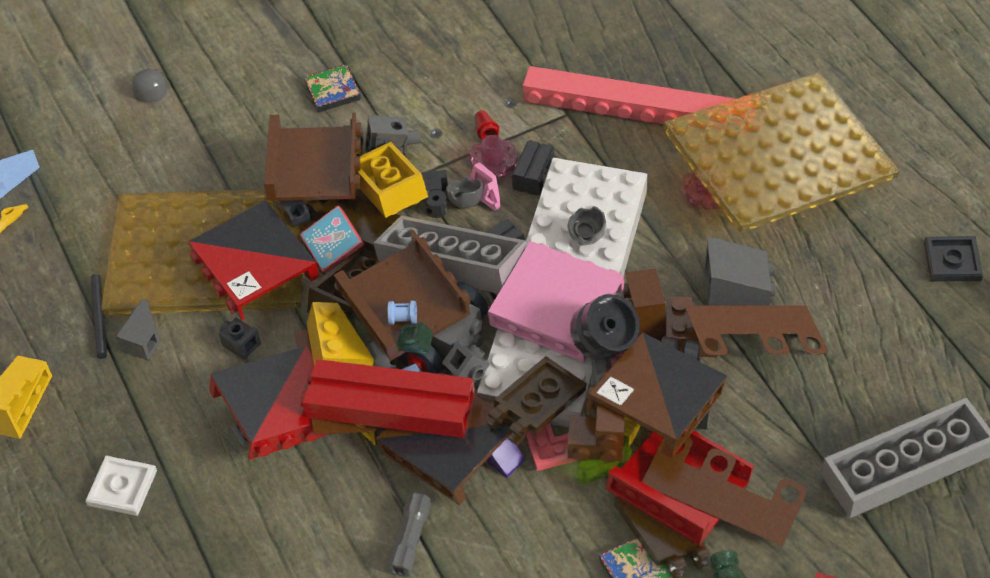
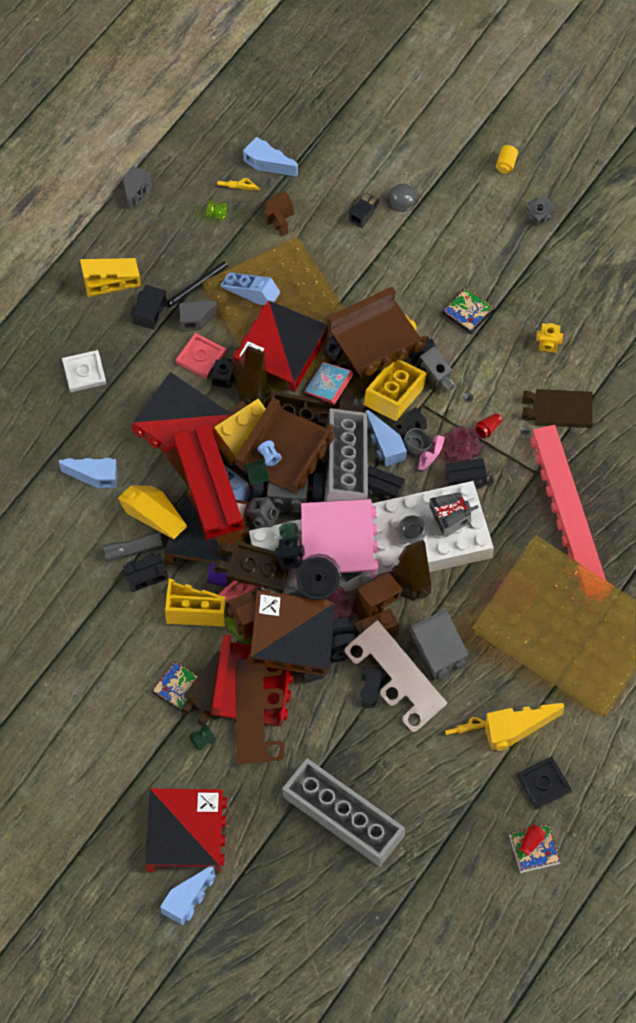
camera: 60 degrees right, 10 degrees up
(20, 253) = (217, 210): none -> clear neon green wheel
(75, 198) = (277, 210): none -> reddish brown brick
(91, 374) = (149, 305): none -> black brick
(135, 120) = (363, 209): none -> black leg
(158, 253) = (251, 287): none -> light blue slope
(197, 352) = (200, 355): none -> coral tile
(274, 301) = (250, 375): none -> dark brown wedge
(278, 530) = (95, 472): none -> light blue slope
(380, 483) = (153, 509): none -> yellow wedge
(419, 33) = (549, 337): none -> yellow brick
(446, 212) = (389, 443): none -> light blue slope
(455, 534) = (145, 572): none -> black brick
(505, 62) = (558, 408): none -> dark brown tile
(518, 346) = (289, 530): none -> clear green wheel
(539, 499) = (193, 606): none -> yellow wedge
(549, 348) = (290, 553): none -> black brick
(586, 184) = (452, 512): none -> torso
(640, 245) = (413, 571): none -> dark brown wedge
(750, 364) = (370, 692): none -> black leg
(848, 295) = (467, 727): none -> yellow hand
(877, 255) = (509, 727): none -> yellow wedge

